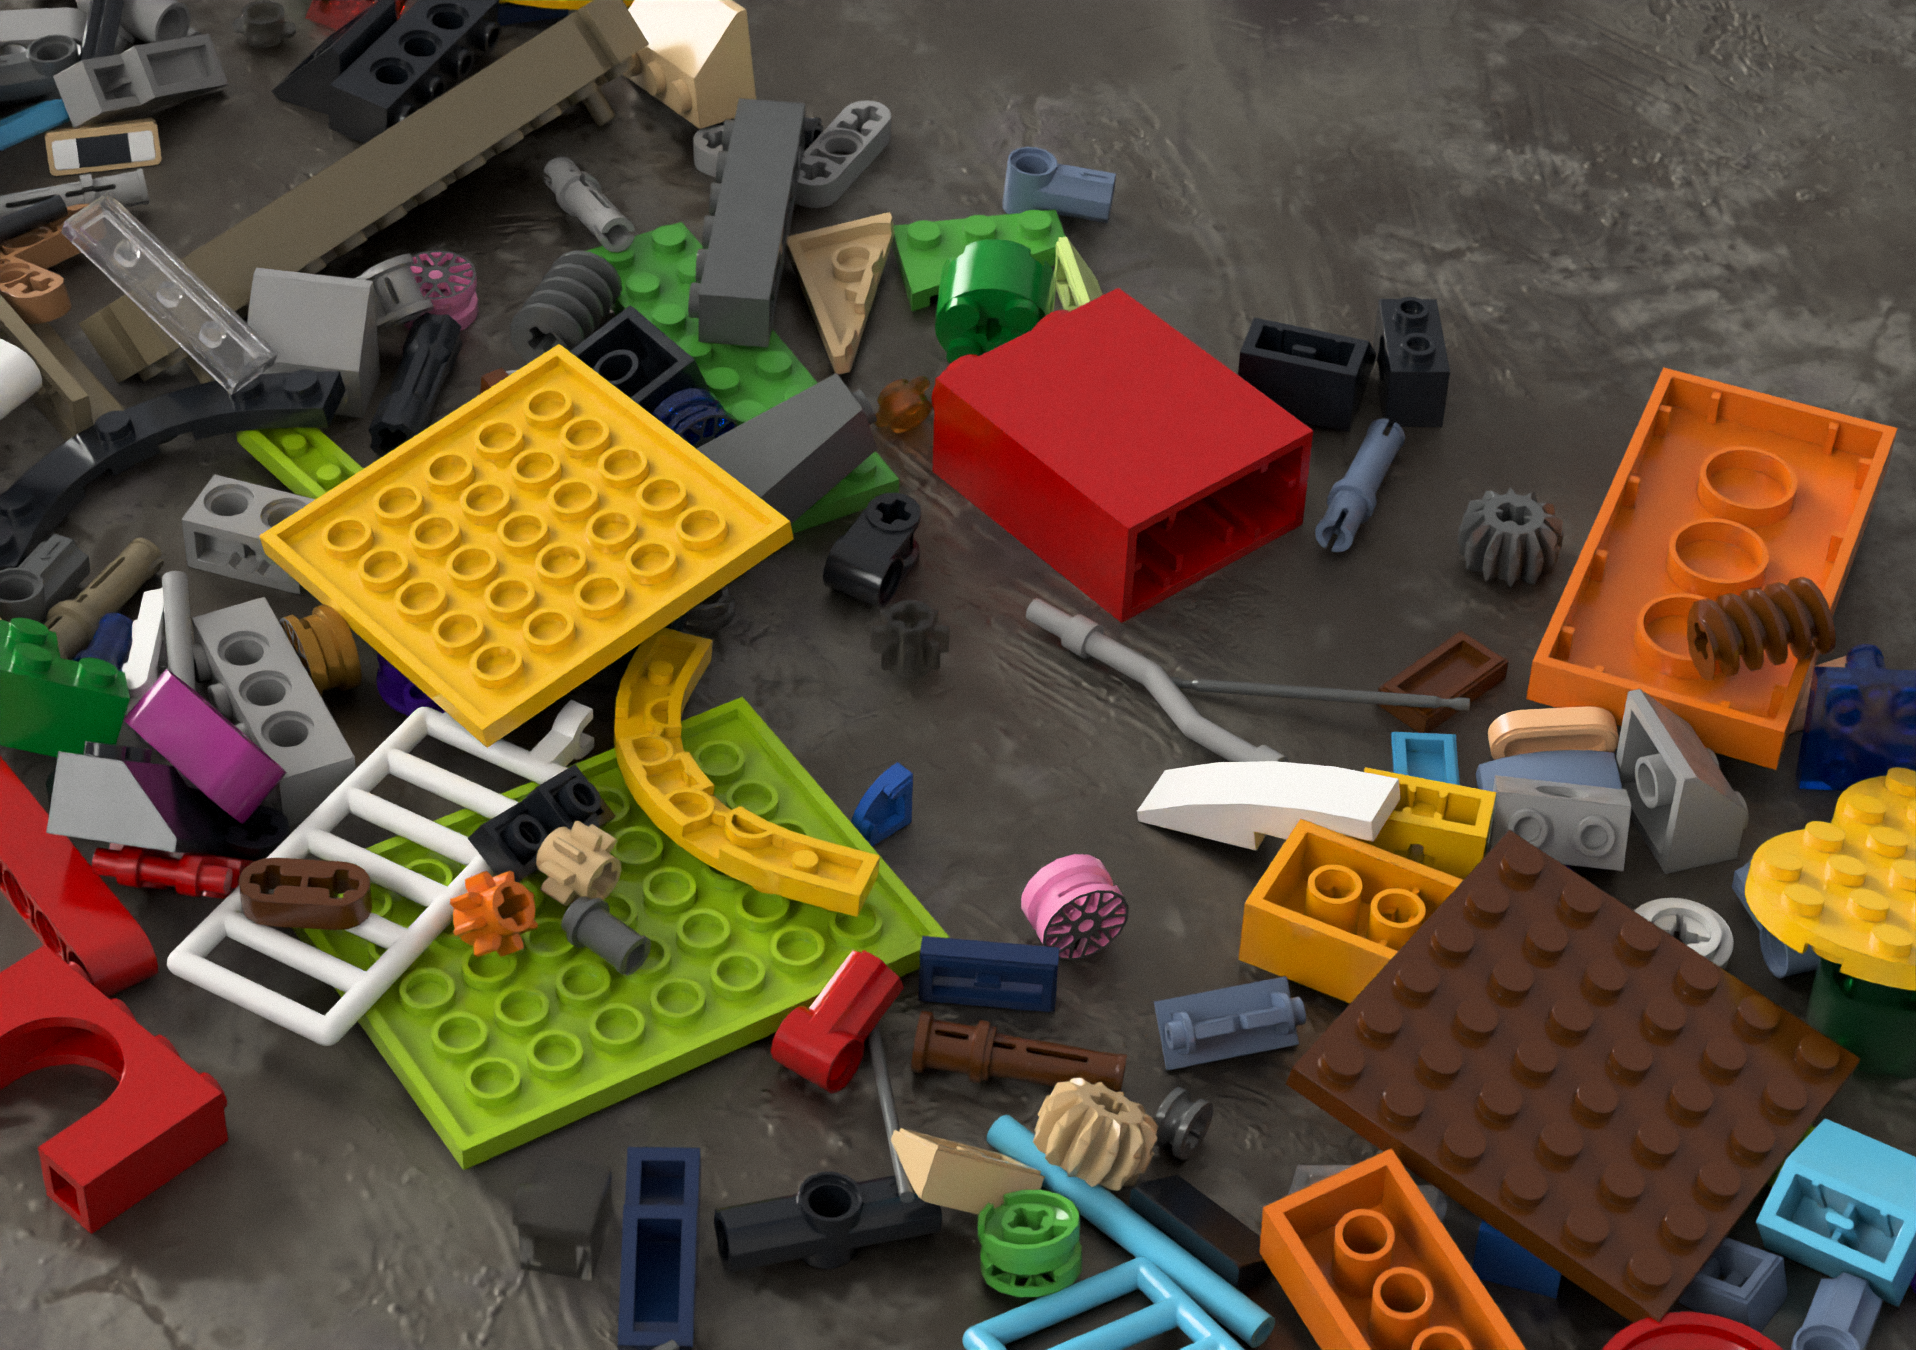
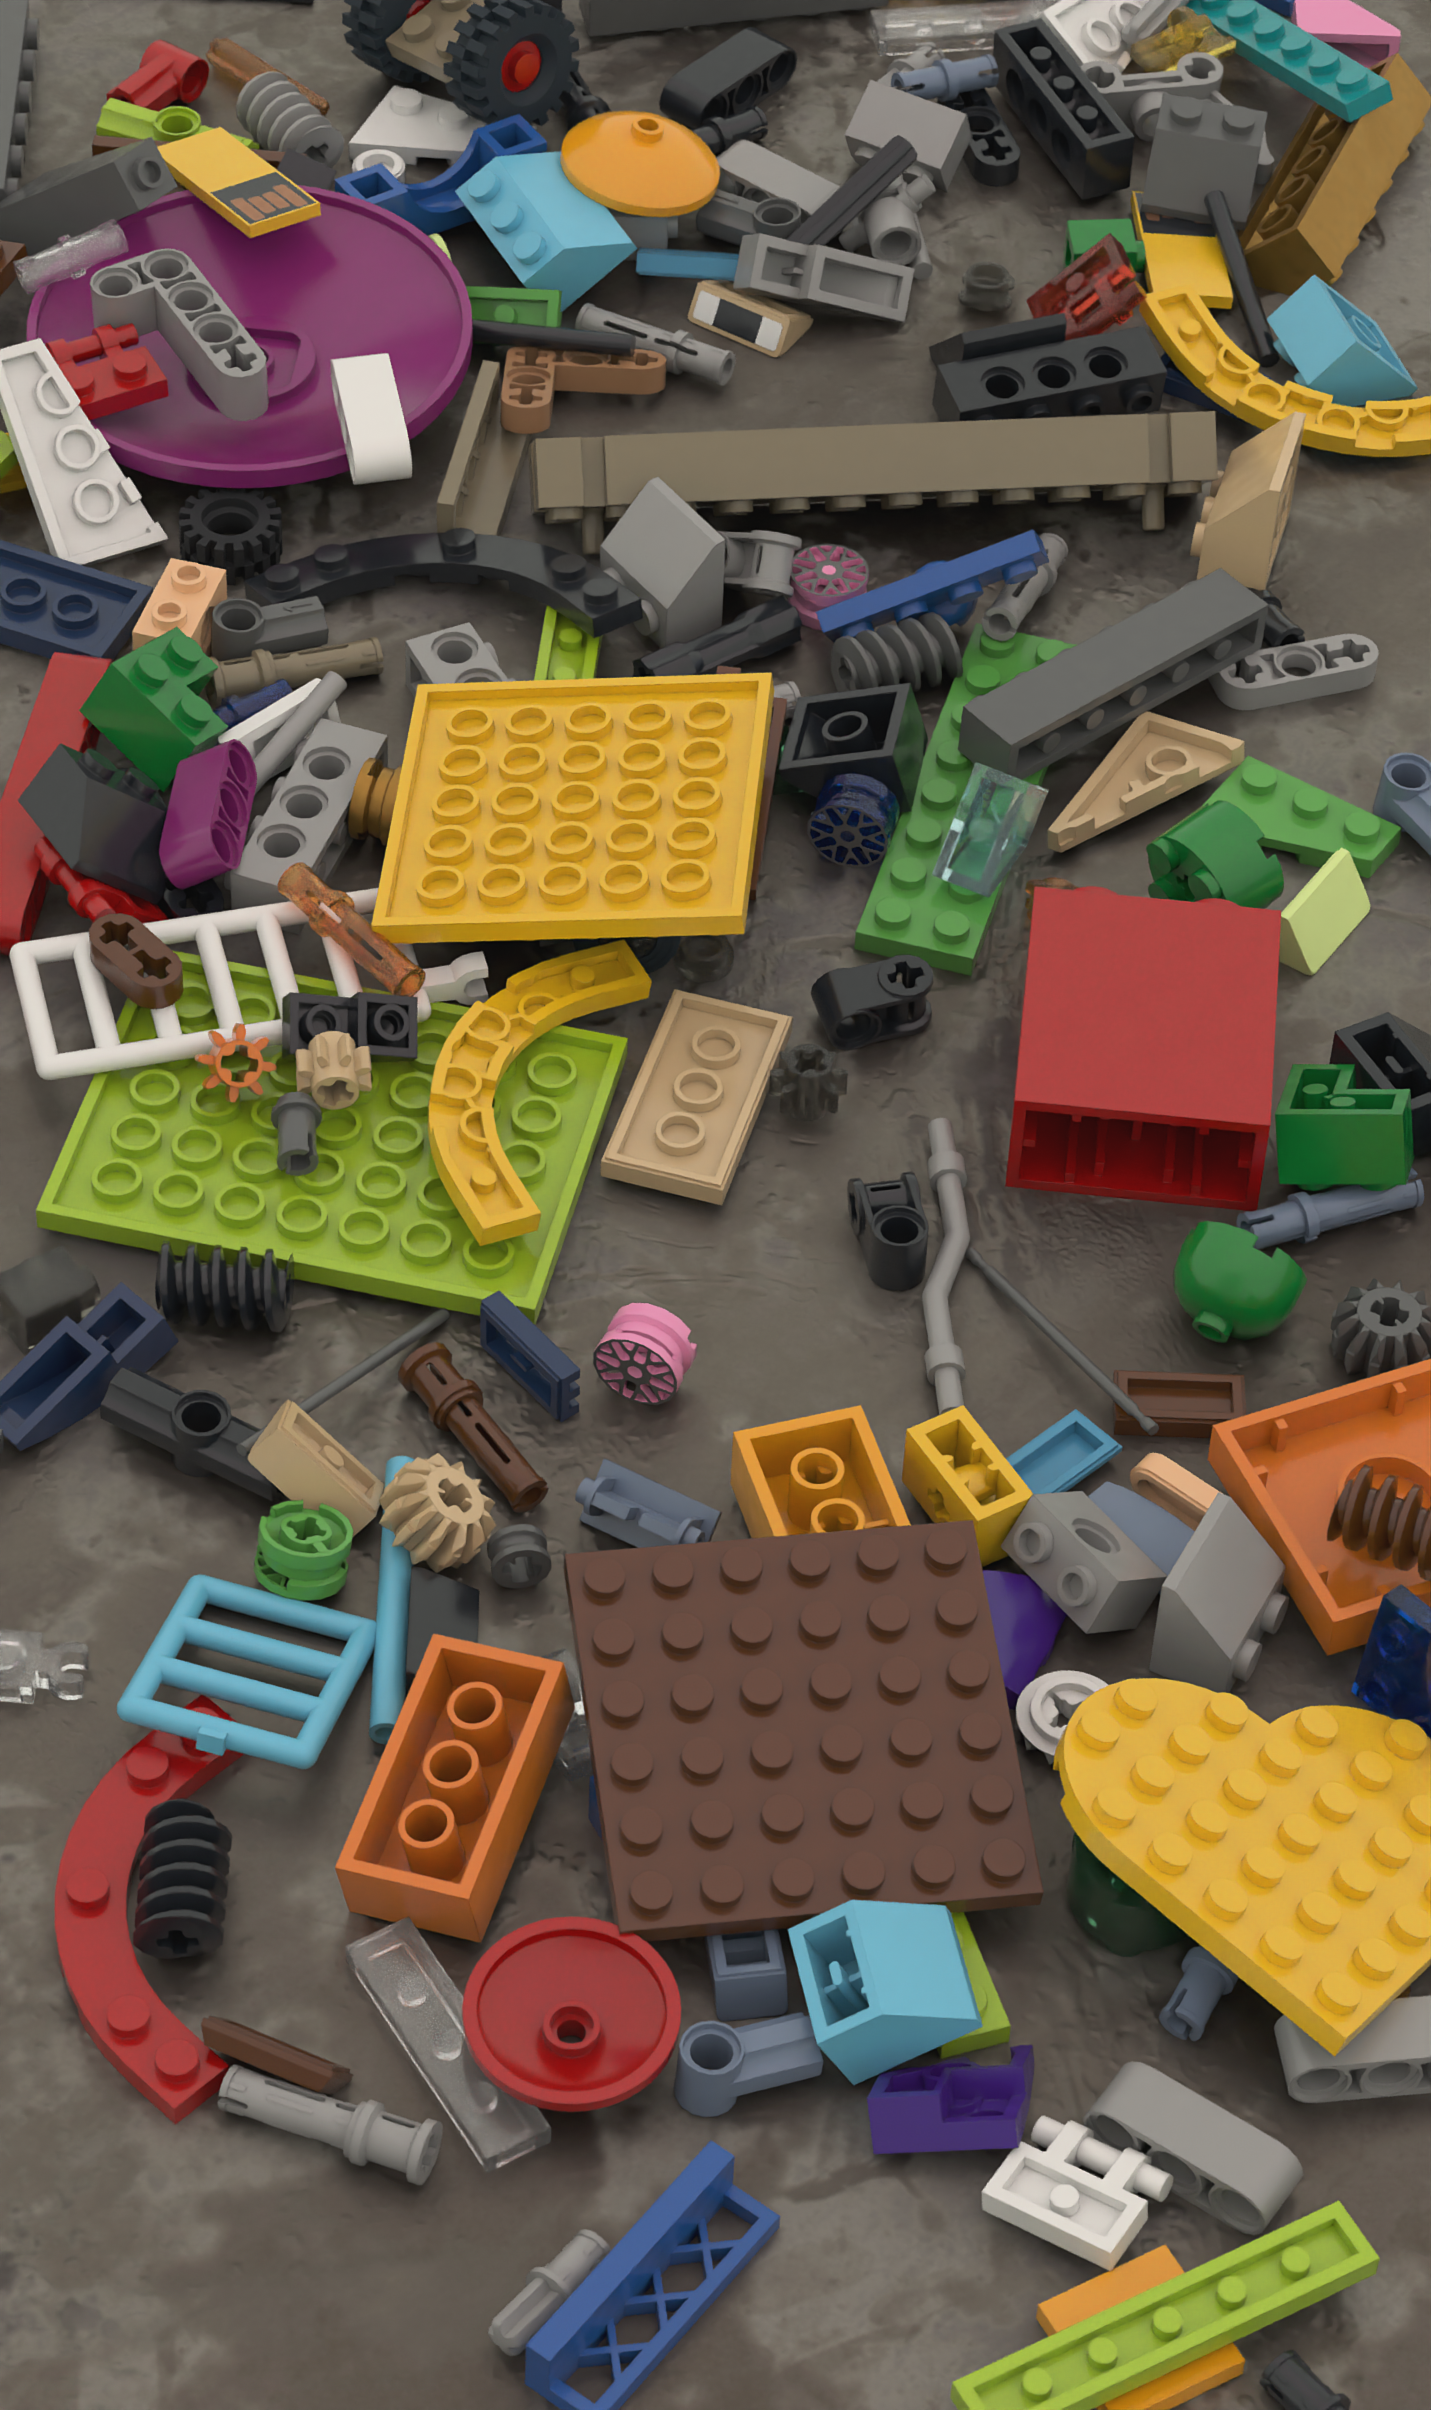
camera: 45 degrees right, 5 degrees up
(169, 293) = (561, 457): clear tile -> none
(453, 751) = (309, 891): none -> clear orange pin
(542, 237) = (938, 587): none -> blue plate
(693, 1093) = (224, 1288): none -> black piece
(799, 446) = (852, 882): dark grey slope -> none
(809, 350) = (989, 829): none -> clear light blue slope
(829, 1036) = (362, 1313): red piece -> none
(839, 703) = (696, 1097): none -> tan piece
(885, 805) = (622, 1190): blue tile -> none
(1110, 698) = (890, 1230): none -> black piece
(1256, 799) = (877, 1373): white slope -> none
(1348, 407) = (1340, 1132): none -> green brick
(1387, 567) = (1232, 1285): none -> green cylinder

